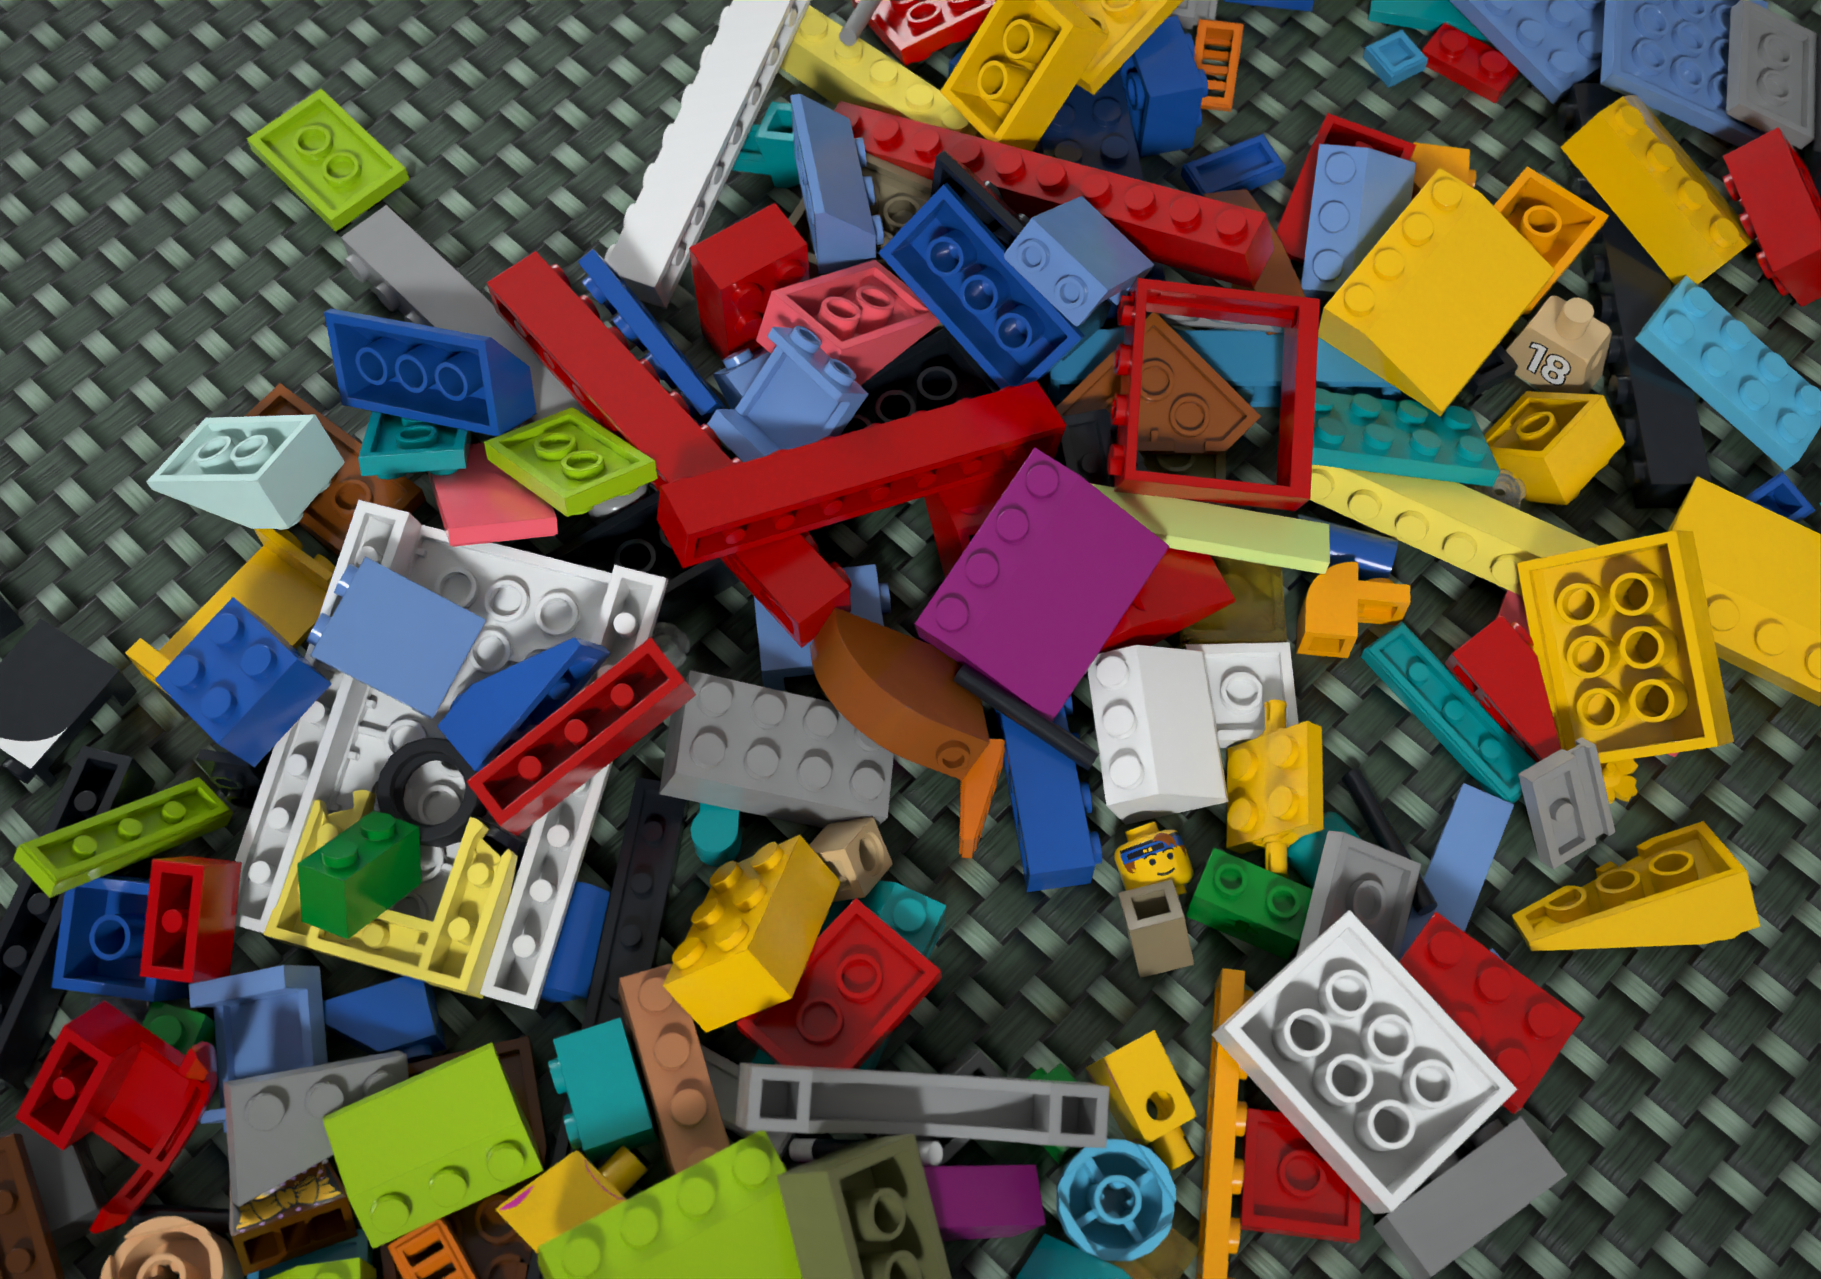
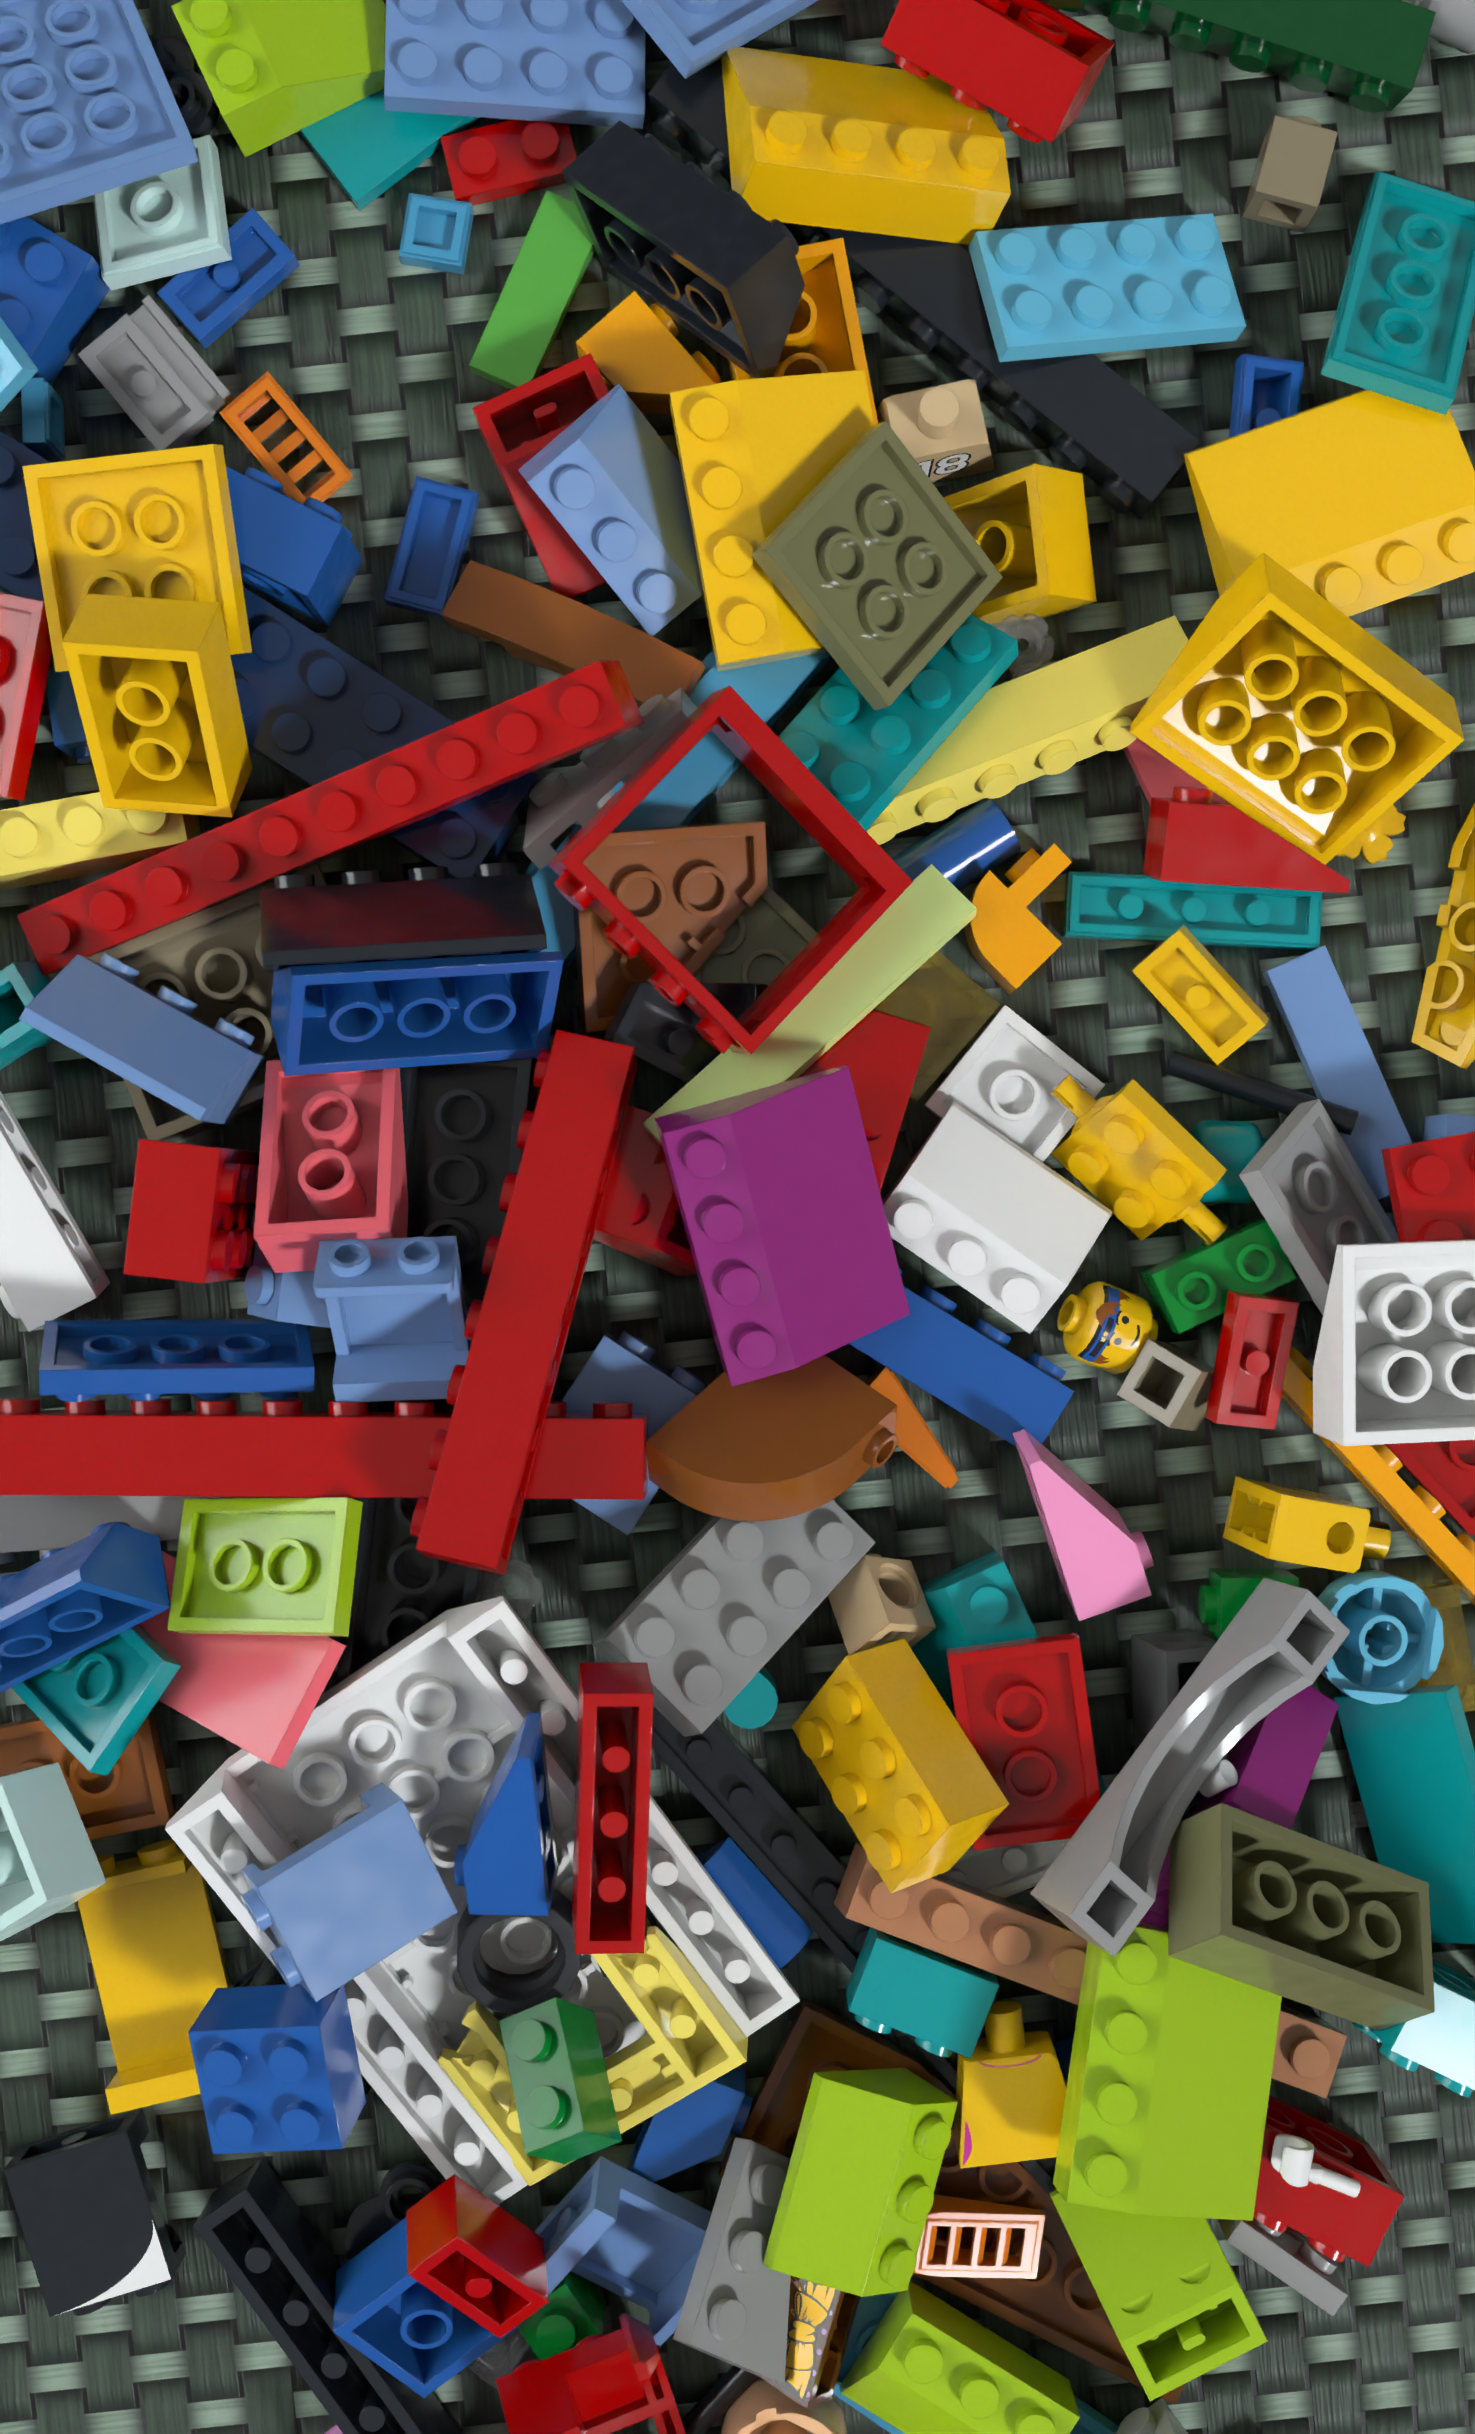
camera: 50 degrees left, 25 degrees up
(122, 836) = (328, 2267): lime tile -> none
(1008, 952) = (1089, 1542): none -> bright pink slope
(1026, 716) = (900, 1334): black bar -> none
(1076, 259) = (491, 901): medium blue panel -> none
(1220, 951) = (1251, 1360): none -> red plate
(1409, 753) = (1200, 995): none -> yellow plate
(1430, 117) = (535, 295): none -> bright green tile
(1462, 350) = (878, 566): none -> olive plate
(1521, 139) = (689, 246): none -> black slope
(1566, 803) = (1373, 907): light grey plate -> none

